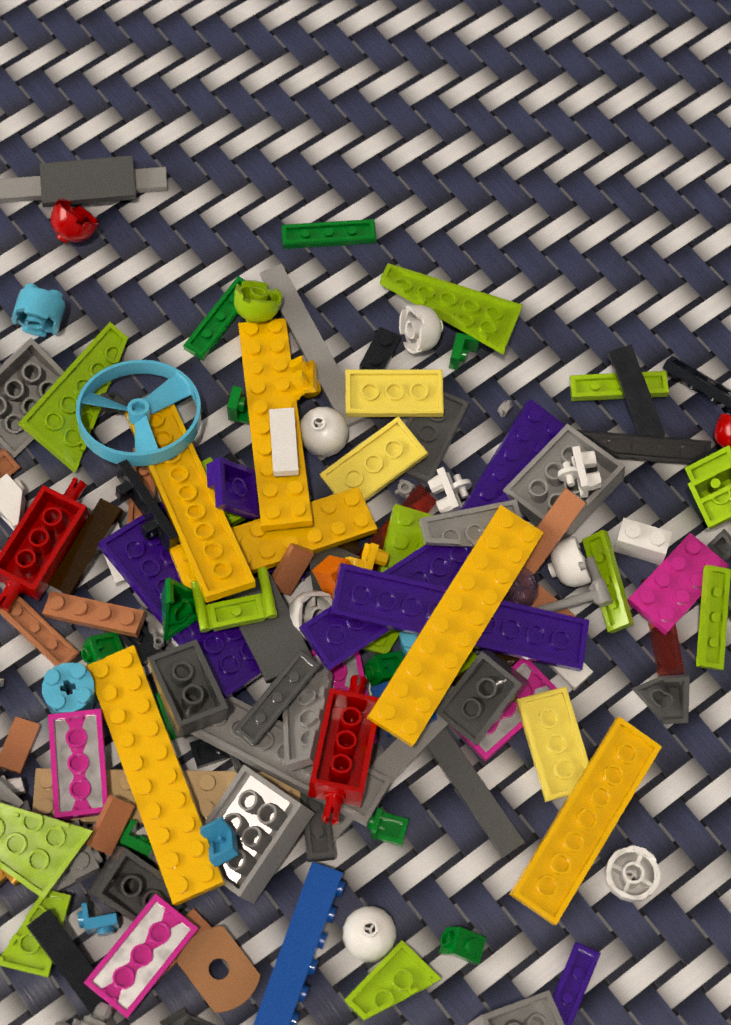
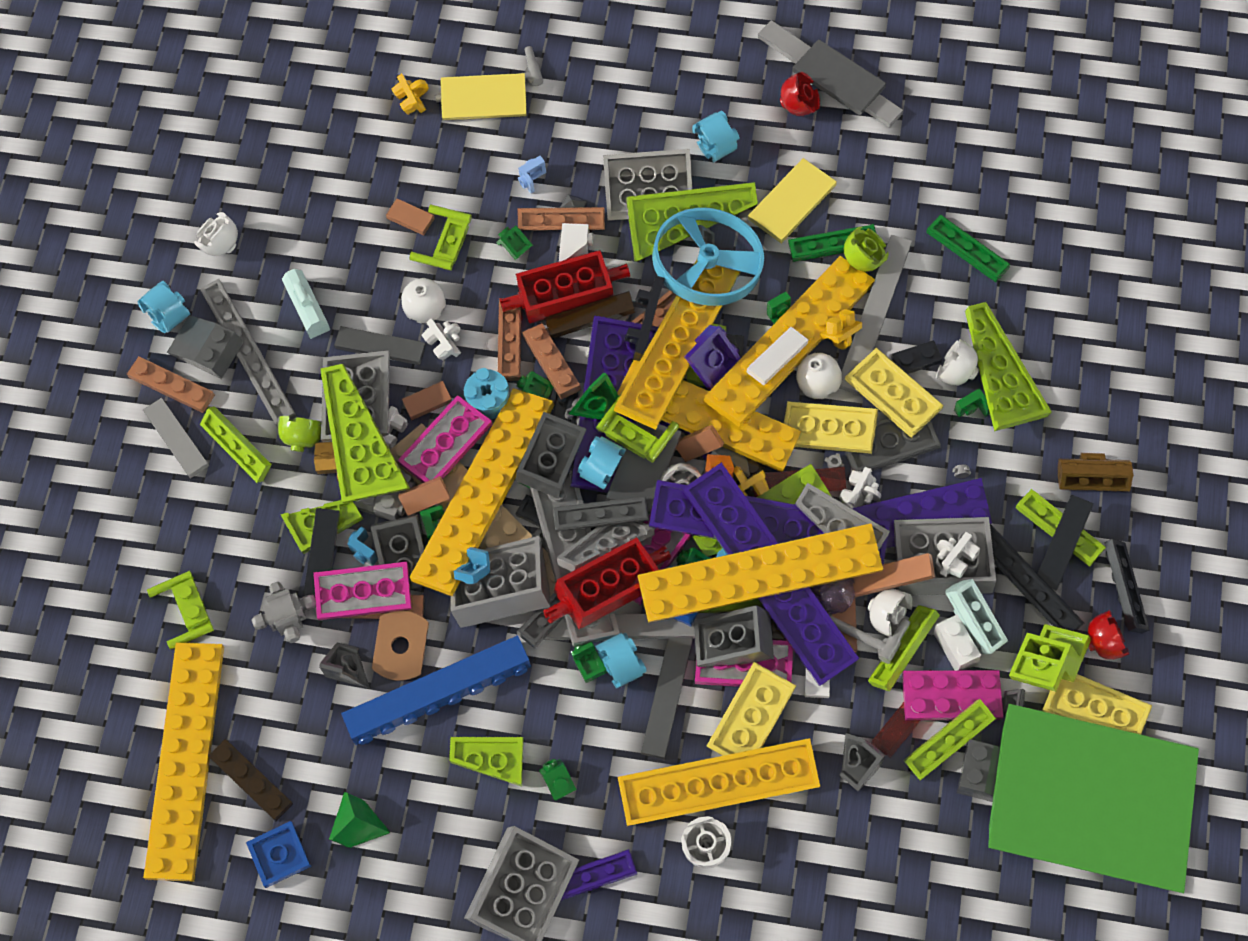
camera: 55 degrees right, 0 degrees up
(152, 312) = (792, 200): none -> light yellow tile
(237, 654) = (602, 462): none -> medium azure brick
(369, 946) = (512, 723): white cylinder -> none
(414, 798) = (620, 659): none -> medium azure brick
(599, 323) = (1094, 473): none -> pearl gold piece
(637, 505) = (976, 616): none -> light aqua piece

